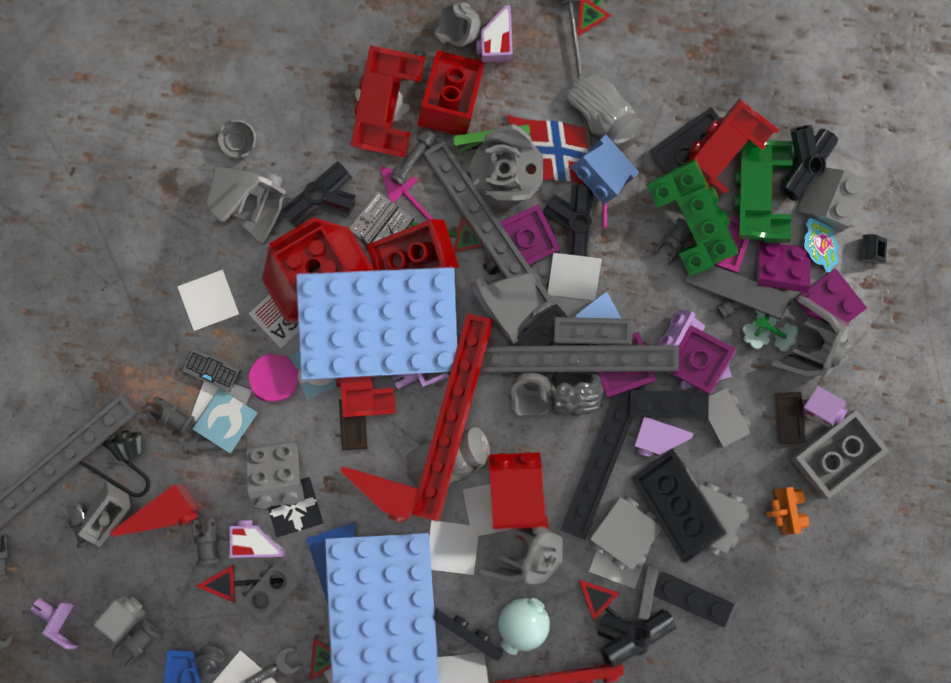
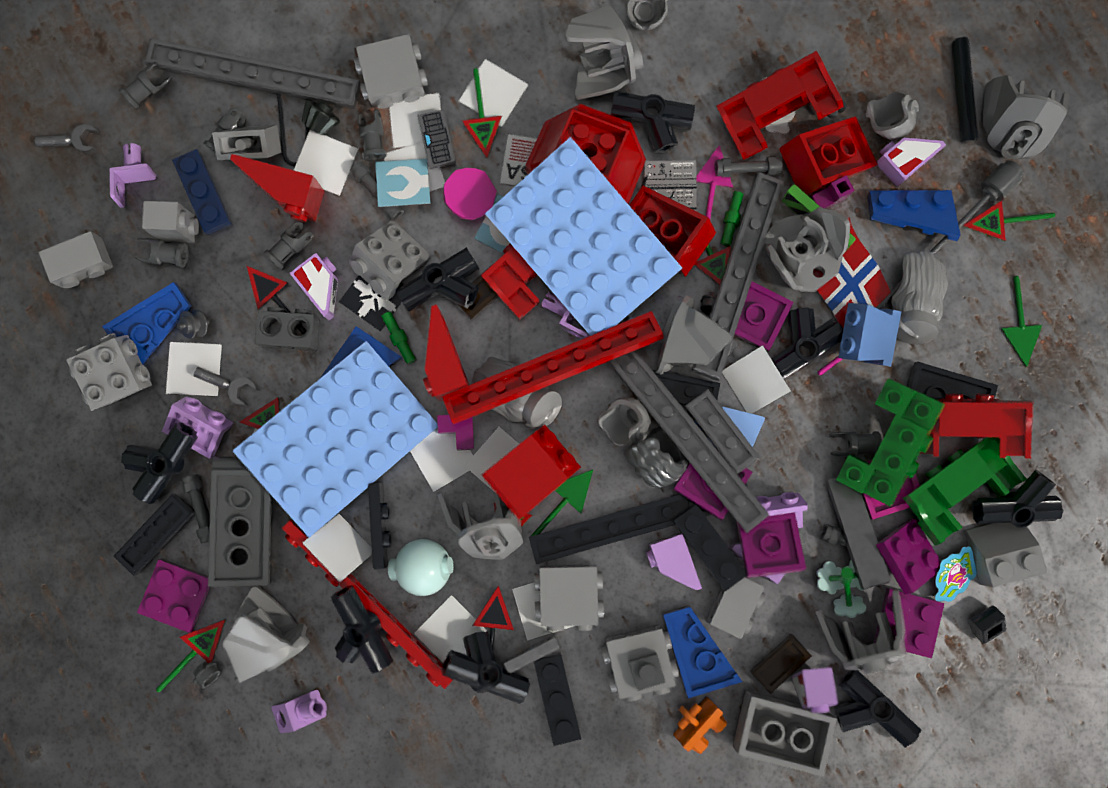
camera: 55 degrees right, 0 degrees up
(111, 577) = (202, 191): none -> dark blue plate
(134, 365) = (390, 71): none -> light grey brick
(162, 466) = (326, 160): none -> white sticker
(174, 380) = (405, 120): none -> white sticker
(230, 329) = (482, 129): none -> piece
(332, 443) = (451, 285): none -> black piece
(339, 513) = (398, 337): none -> green bar
(442, 199) = (732, 218): none -> green bar
(447, 518) = (463, 431): none -> magenta piece
(481, 114) = (834, 193): none -> magenta piece
(542, 58) = (921, 209): none -> blue wing
(552, 473) = (574, 492): none -> green piece
(582, 641) = (447, 628): none -> white sticker
(679, 506) = (628, 625): black plate -> none
(690, 60) = (1022, 337): none -> green piece
(727, 516) = (647, 671): none -> dark grey plate
(739, 473) = (697, 655): none -> blue wing
(867, 388) = (861, 710): none -> black piece

